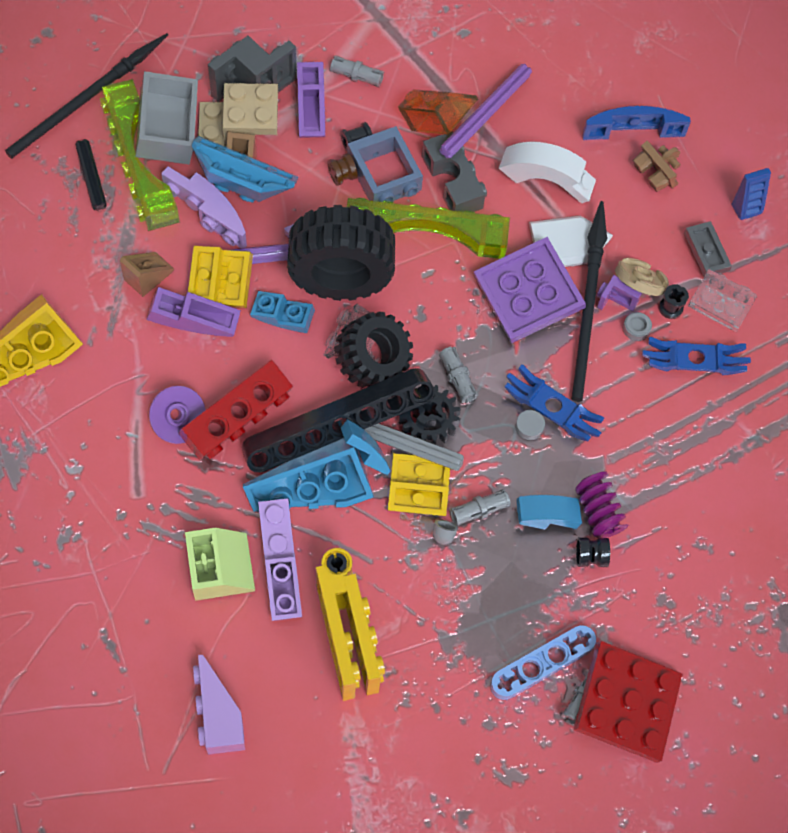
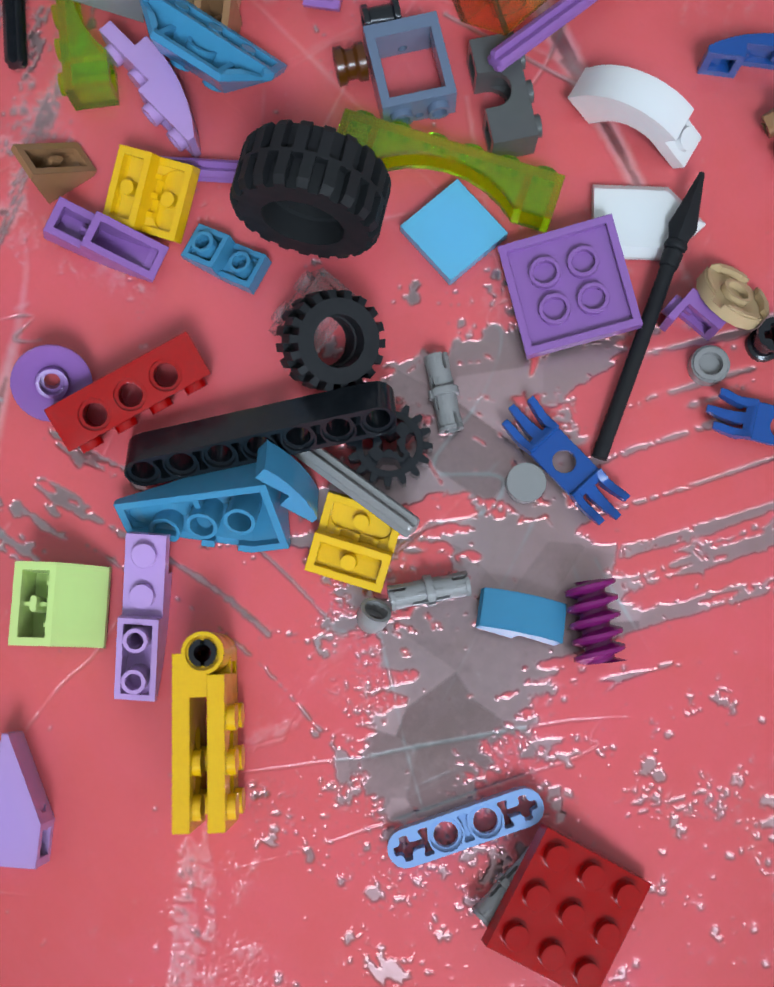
camera: 20 degrees right, 15 degrees up
(439, 268) = (453, 232): none -> medium azure tile
(593, 552) = (568, 687): black wheel -> none

